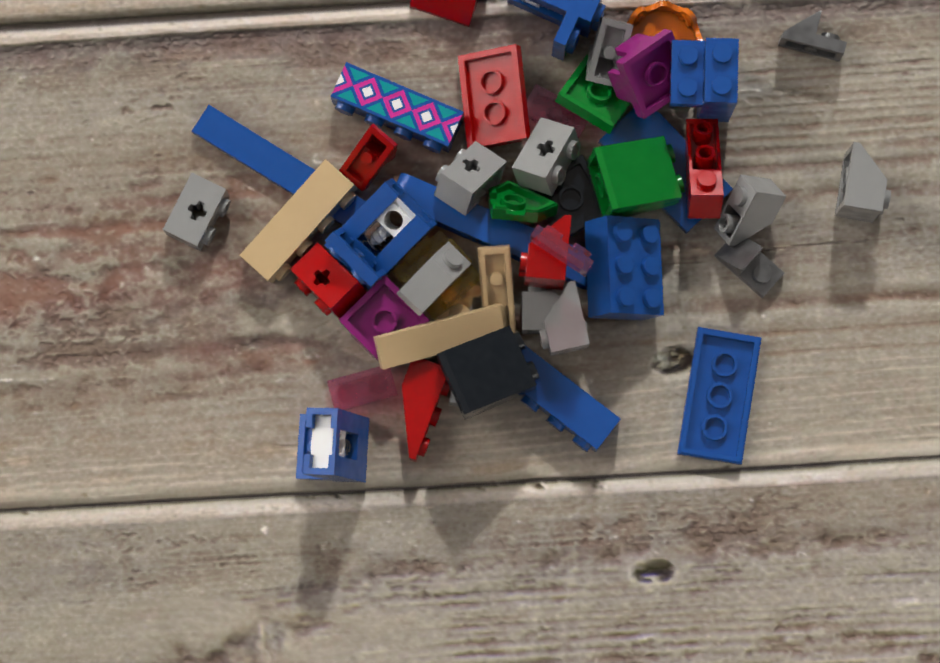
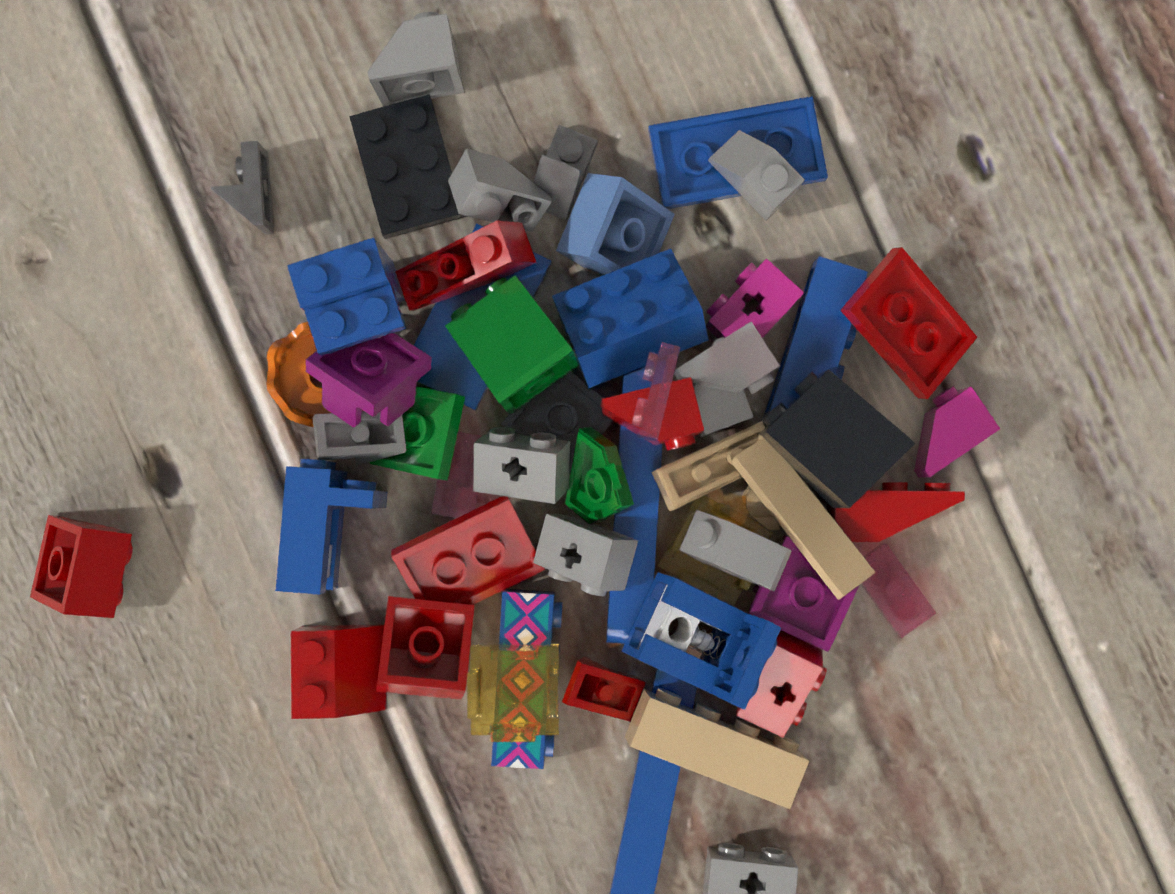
camera: 110 degrees left, 5 degrees up
(332, 445) = (992, 599): blue brick -> none
(392, 94) = (513, 691): none -> clear yellow panel
(443, 46) = (425, 648): none -> red slope
(462, 473) = (952, 429): none -> dark pink slope
(548, 466) = (909, 323): none -> red plate
(600, 380) = (765, 285): none -> dark pink brick
(694, 284) = (613, 225): none -> medium blue slope
(697, 397) = (757, 173): none -> light grey slope
(794, 154) = (405, 166): none -> black plate

